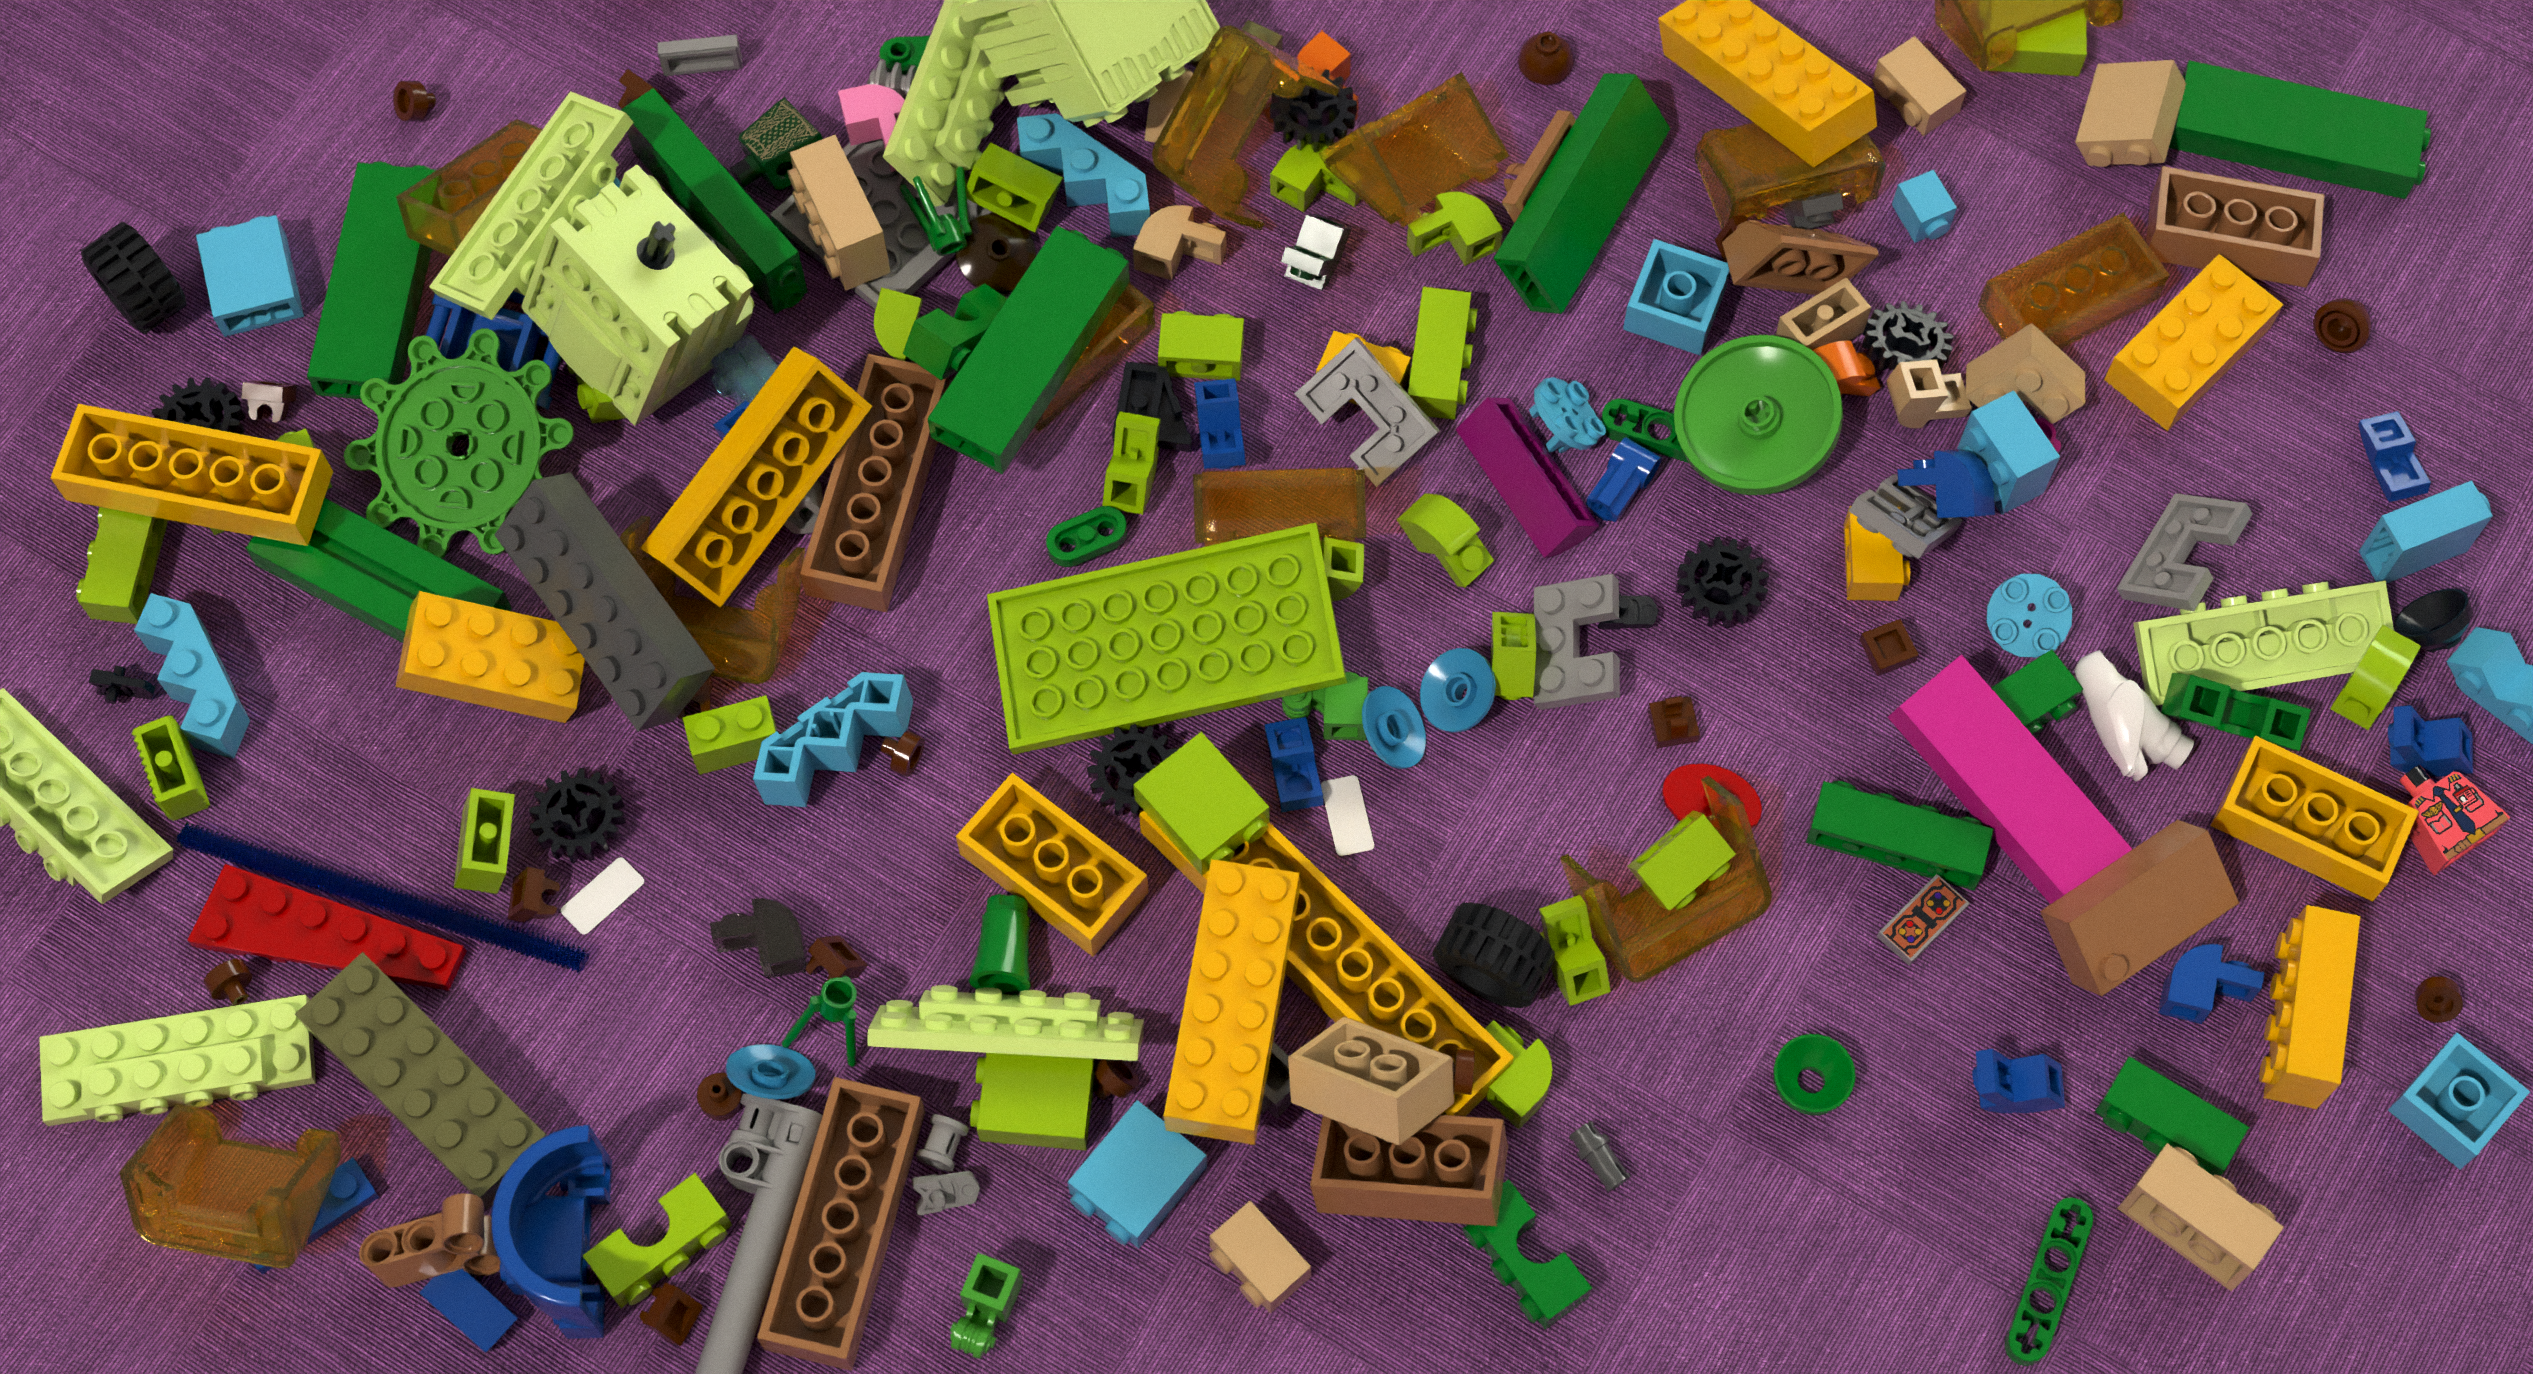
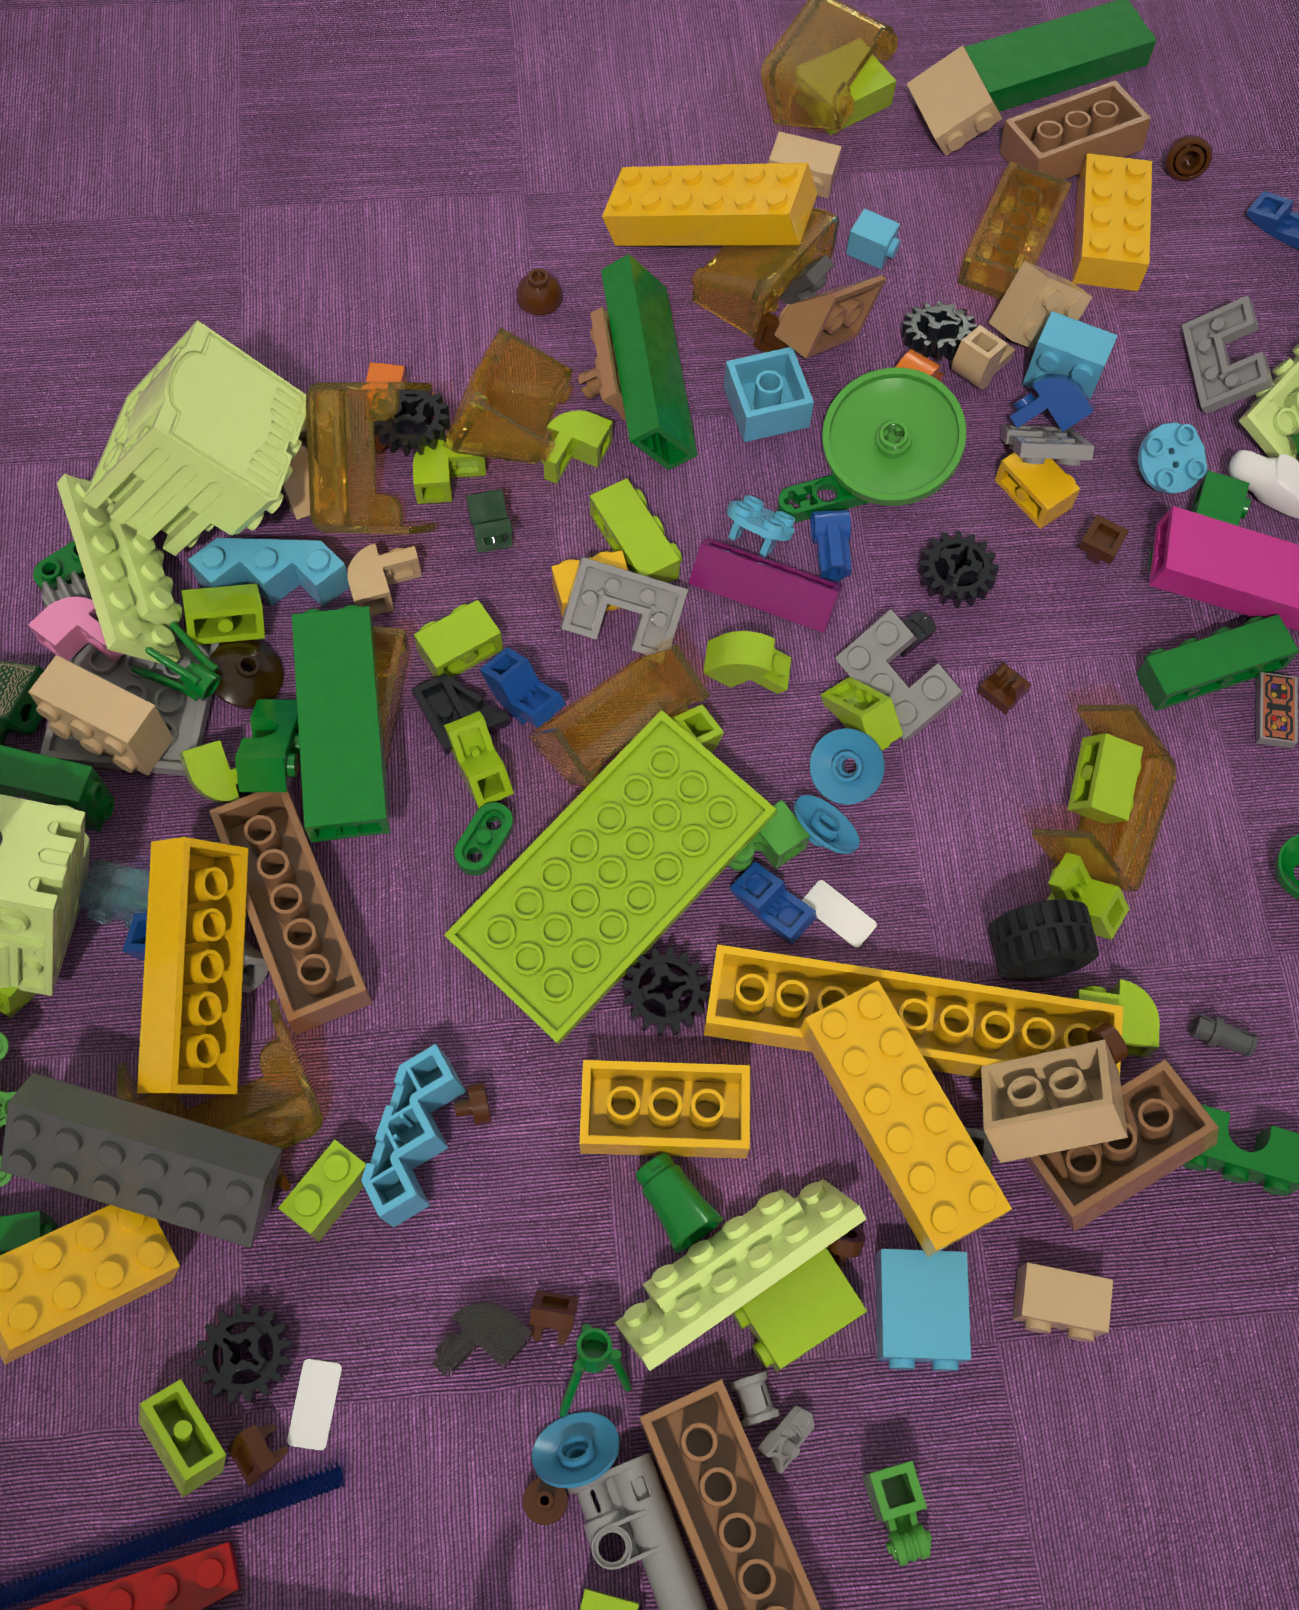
camera: 40 degrees left, 0 degrees up
(1202, 803) = (754, 980): lime brick -> none
(1685, 791) = (1059, 726): red piece -> none
(1826, 318) = (880, 343): tan brick -> none

